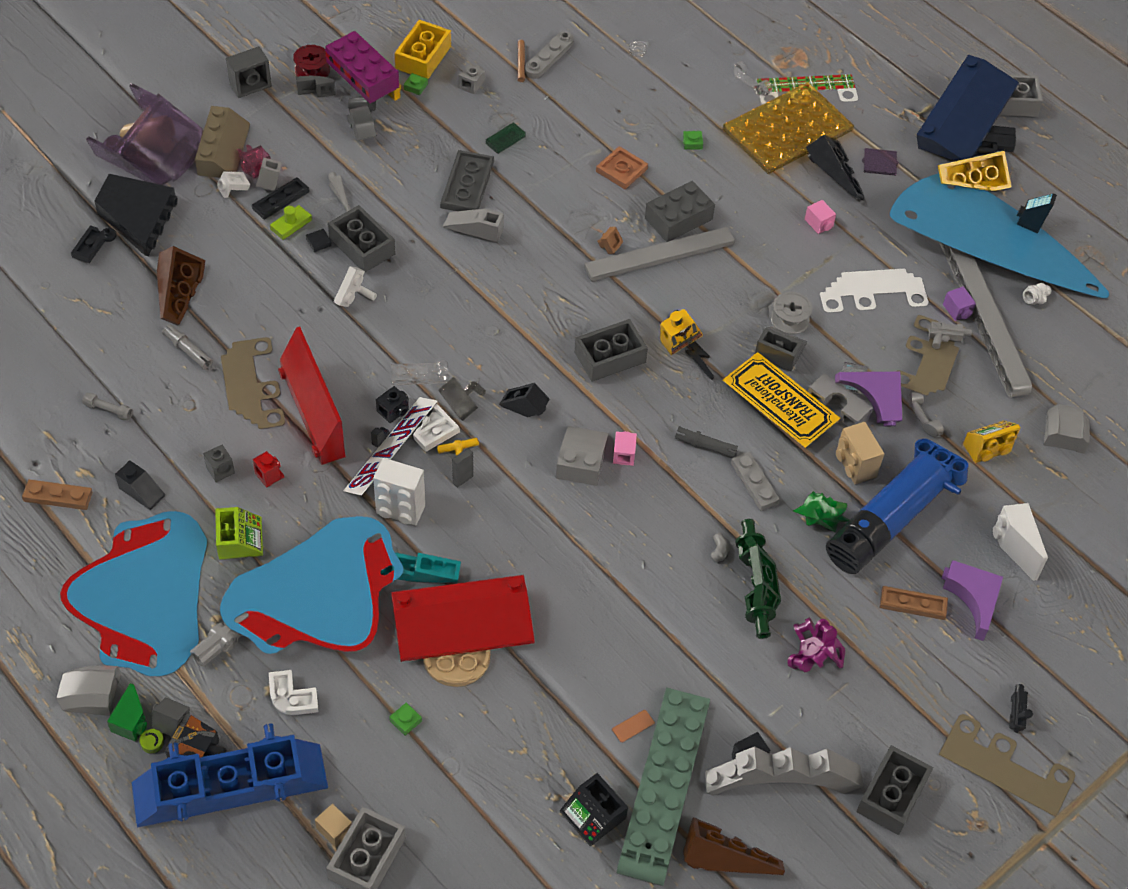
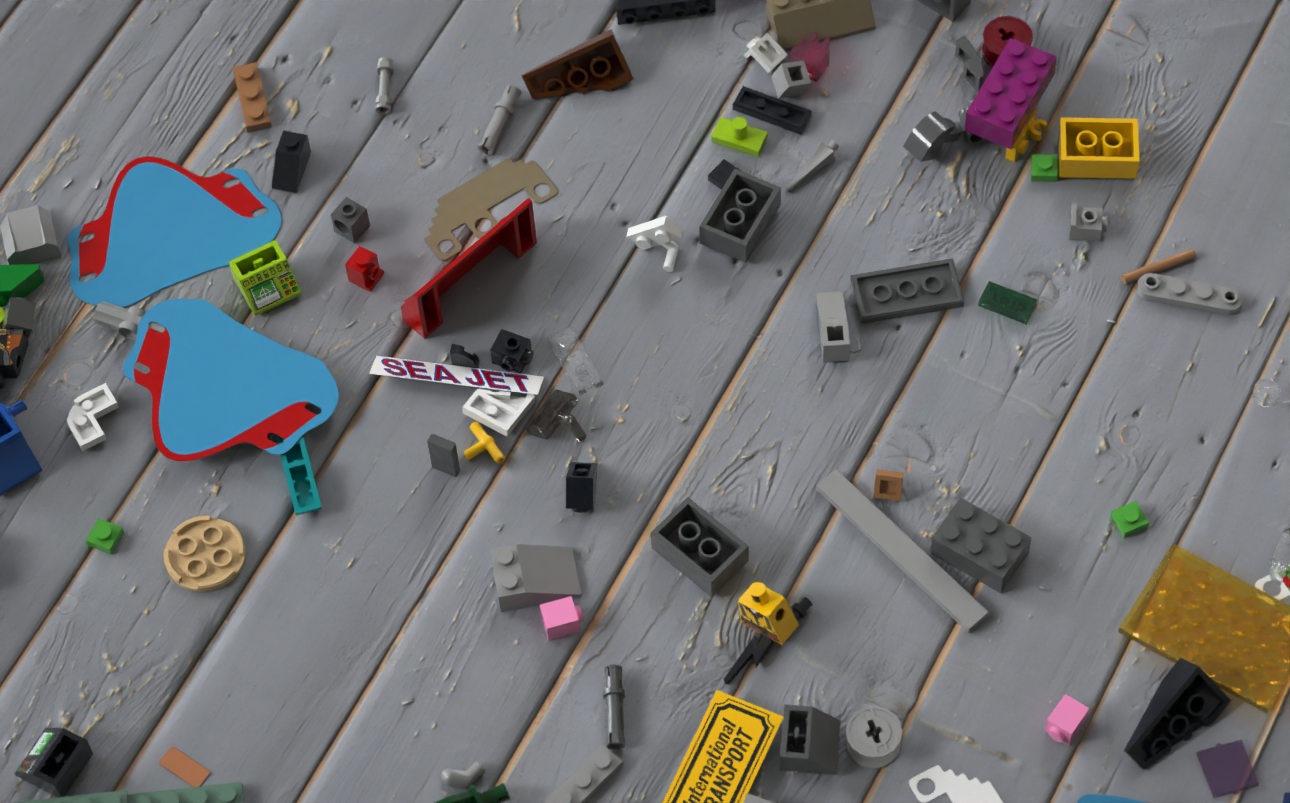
camera: 75 degrees right, 5 degrees up
(399, 491) = (370, 402): white brick -> none
(462, 618) = (245, 538): red slope -> none
(622, 167) = (1030, 453): nougat tile -> none

